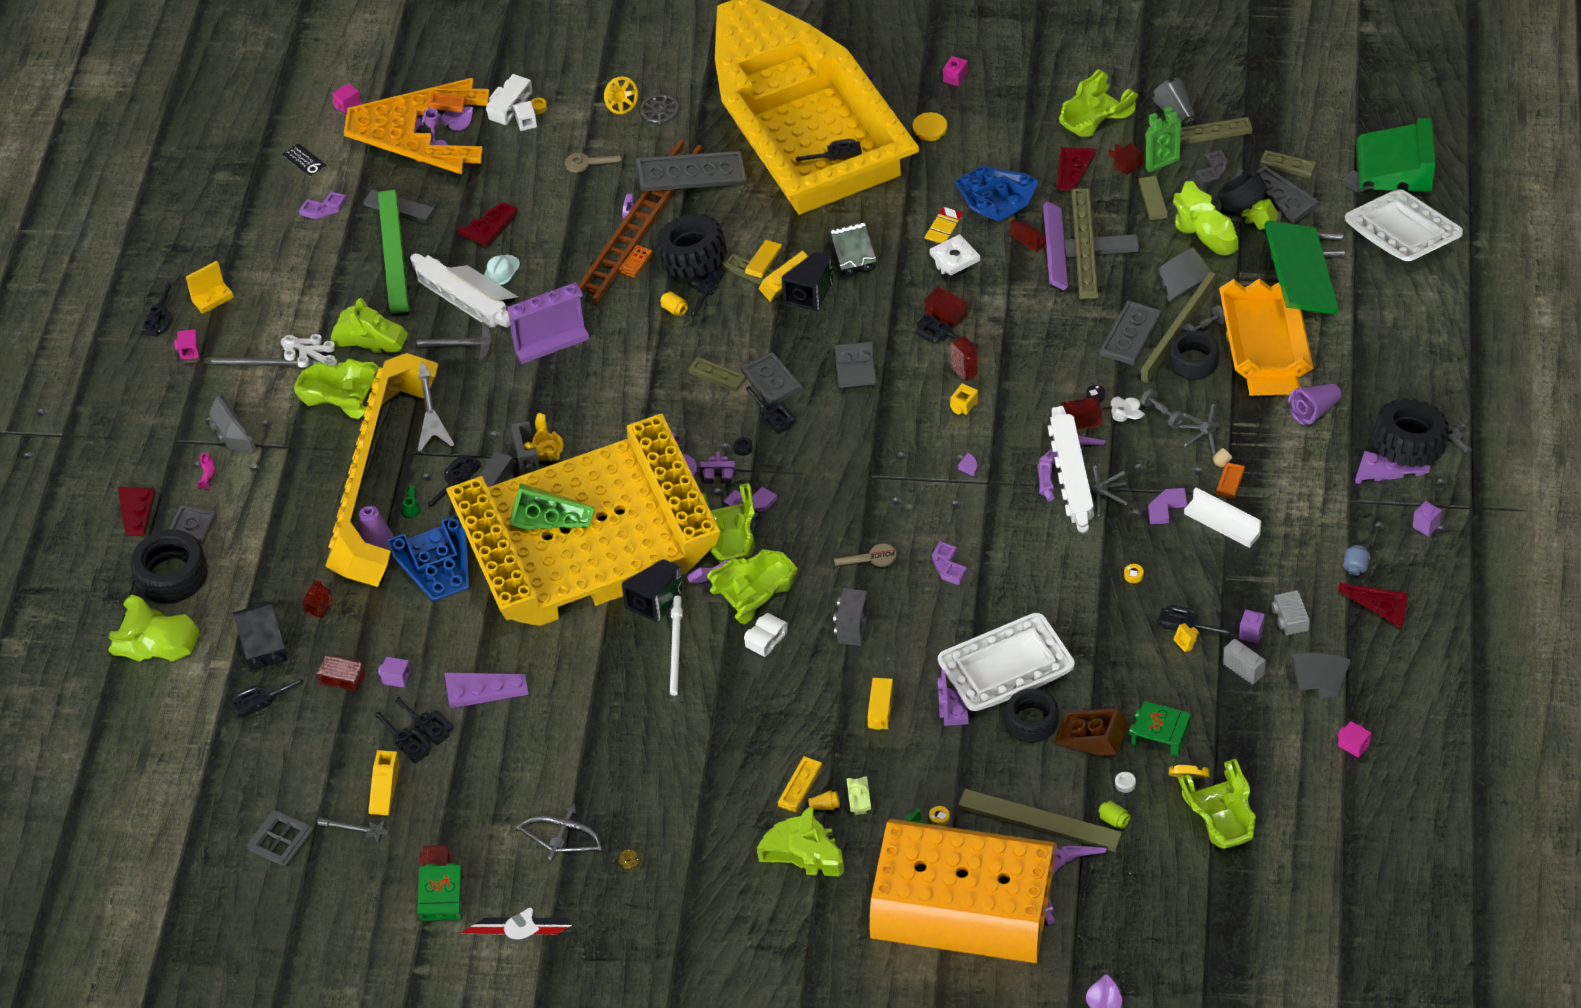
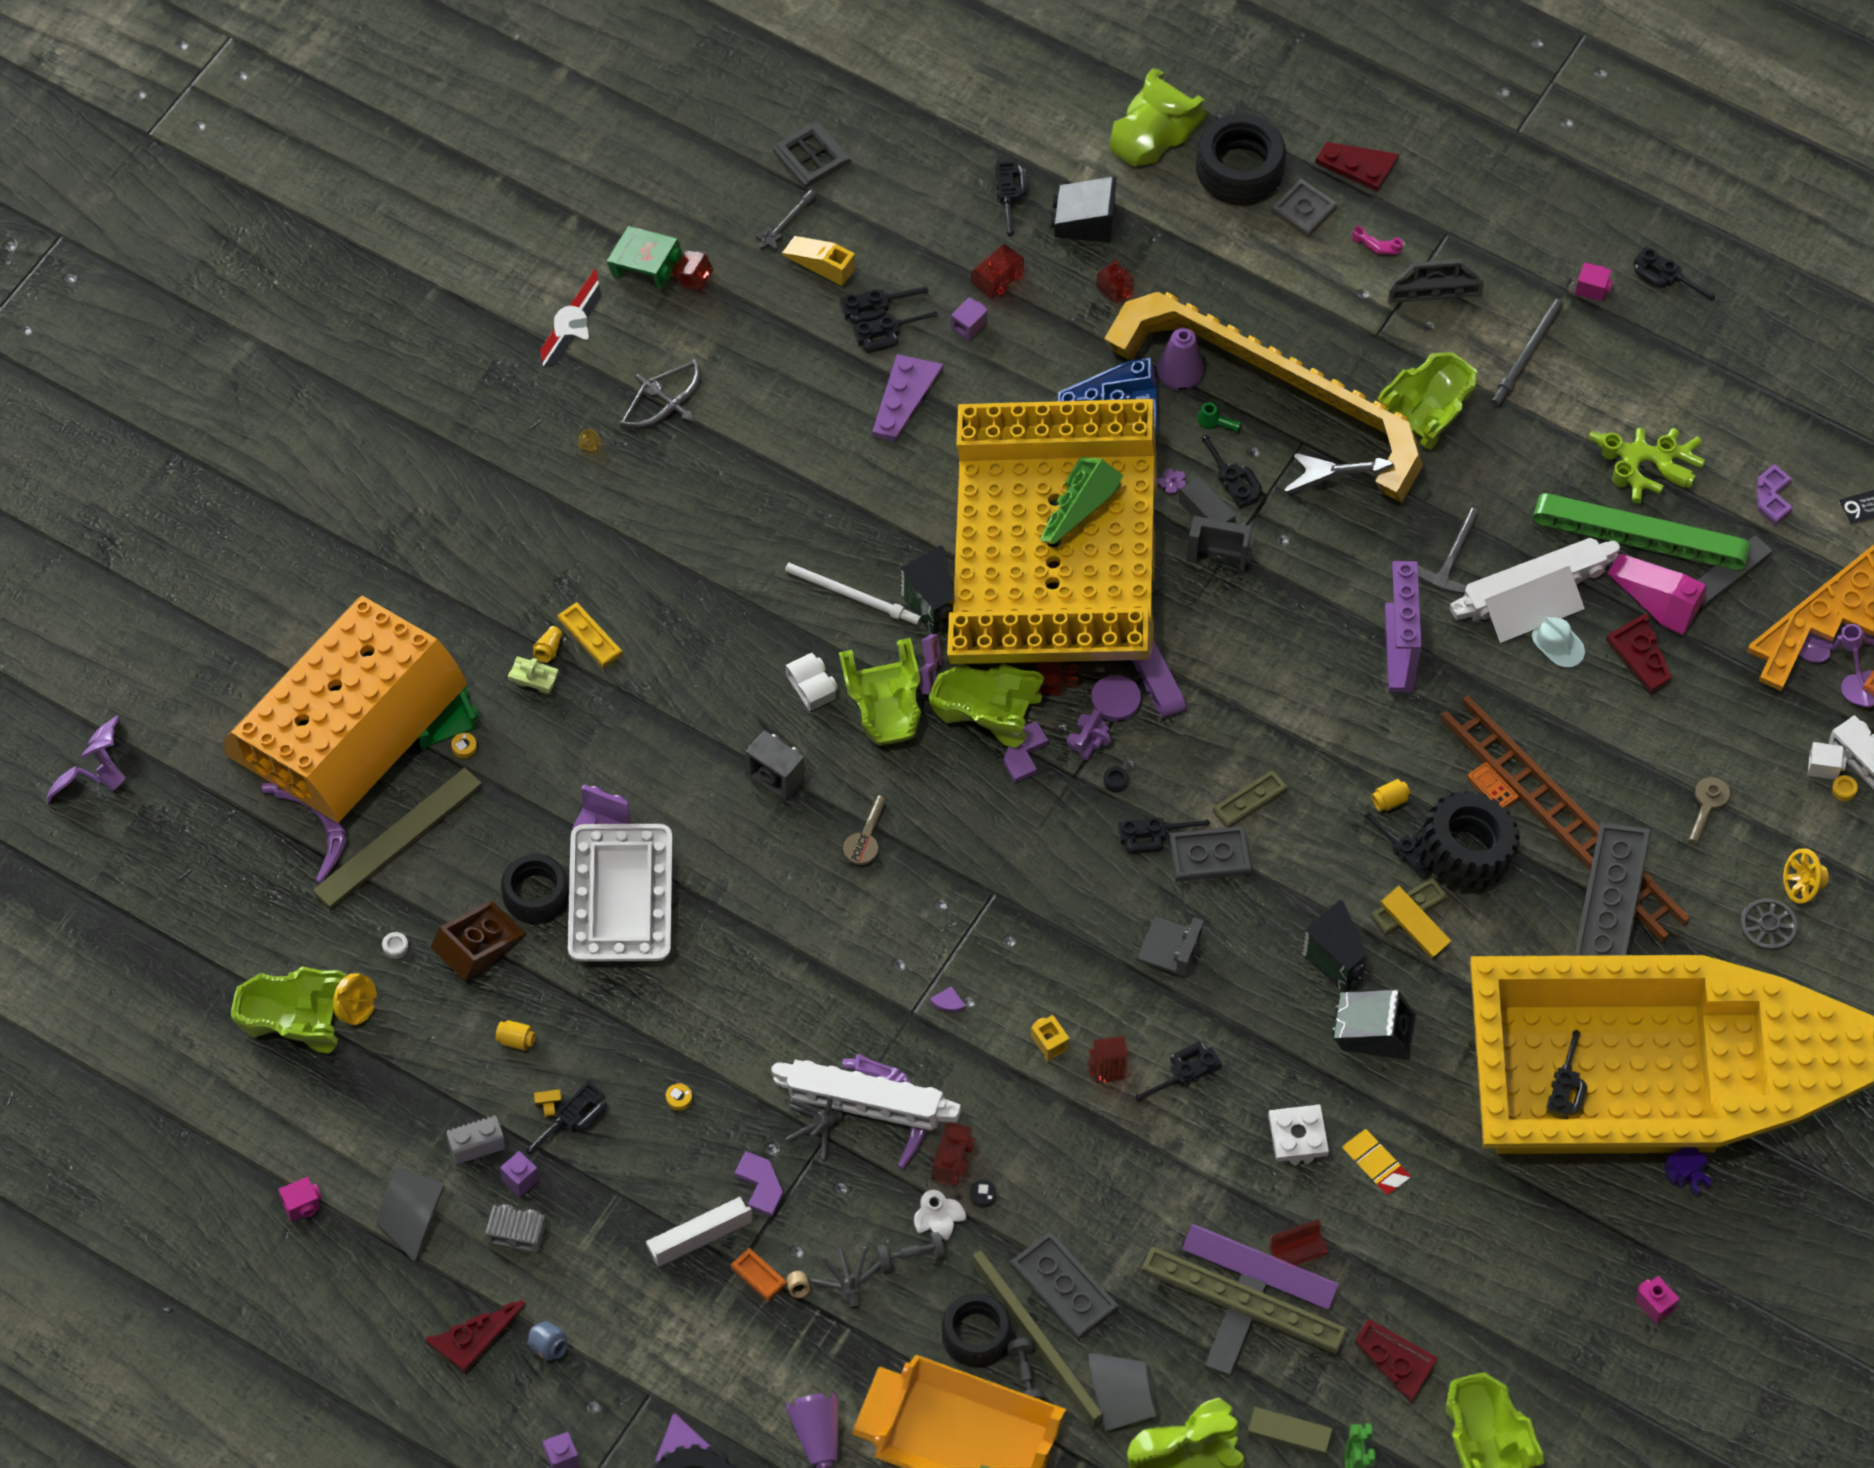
camera: 110 degrees right, 10 degrees up
(208, 288) = (1673, 328): yellow bracket -> none
(291, 343) = (1516, 392): white plant -> none
(322, 265) = (1662, 454): none -> lime plant
(368, 330) = (1505, 455): lime animal -> none
(438, 225) = (1662, 592): none -> dark pink wedge
(546, 444) = (1224, 567): yellow hair -> none
(628, 204) = (1595, 812): medium lavender tile -> none
(772, 284) = (1363, 917): yellow arch -> none
(803, 843) = (495, 595): lime animal -> none
(880, 703) = (645, 750): yellow brick -> none
(929, 126) = (1568, 1225): yellow tile -> none
(946, 306) = (1219, 1088): clear red brick -> none
(948, 570) = (822, 911): medium lavender tile -> none
(996, 191) = (1396, 1234): blue wedge -> none
(1114, 814) = (354, 907): lime brick -> none
(1126, 158) = (1381, 1428): clear red brick -> none
(1150, 677) = (515, 1035): none -> yellow brick
(1161, 725) = (437, 1007): green panel -> none

